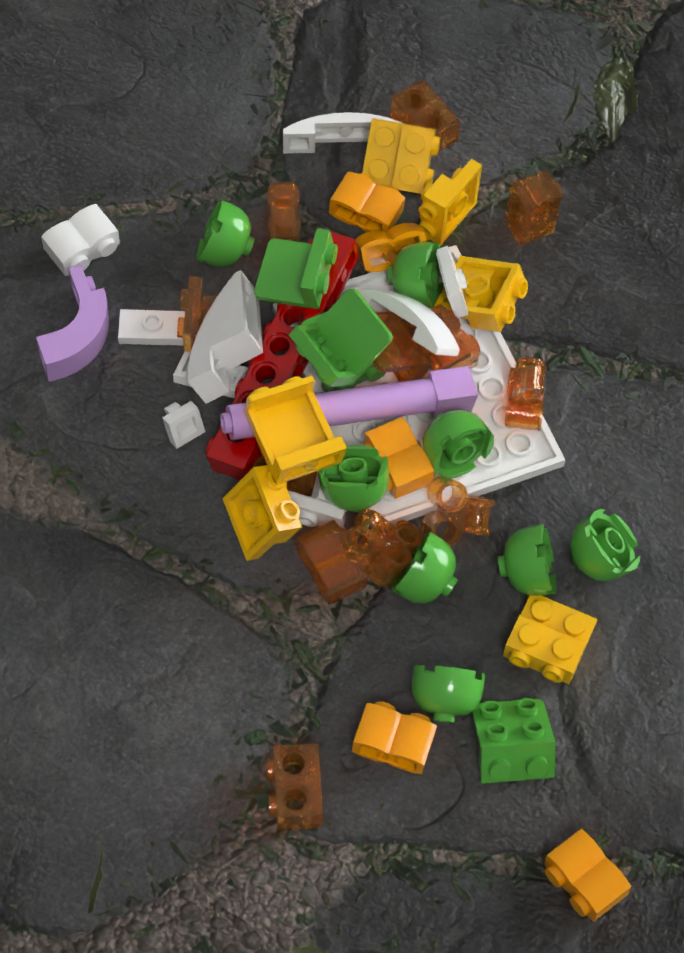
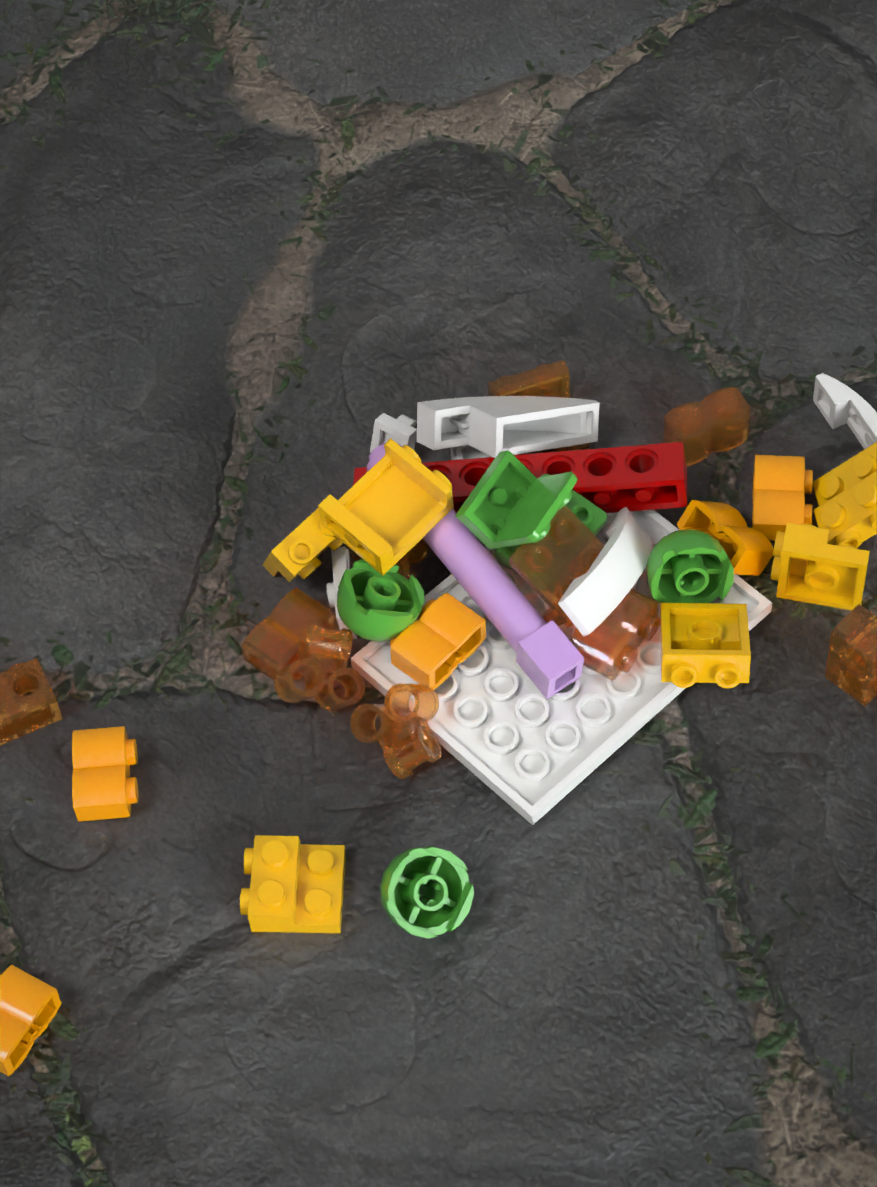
camera: 75 degrees right, 5 degrees down
(80, 341) = (465, 314): lavender arch -> none
(81, 239) = (576, 263): white brick -> none
(149, 327) = (500, 357): white plate -> none
(225, 236) = (649, 380): bright green cylinder -> none
(297, 271) = (606, 440): bright green bracket -> none
(428, 572) = (313, 725): bright green cylinder -> none
(447, 691) = (173, 798): bright green cylinder -> none
(453, 282) = (687, 598): white plate -> none
(456, 441) = (476, 683): bright green cylinder -> none
(514, 741) = (147, 886): bright green bracket -> none
(525, 394) = (582, 733): clear orange piece -> none
(529, 561) = (375, 827): bright green cylinder -> none

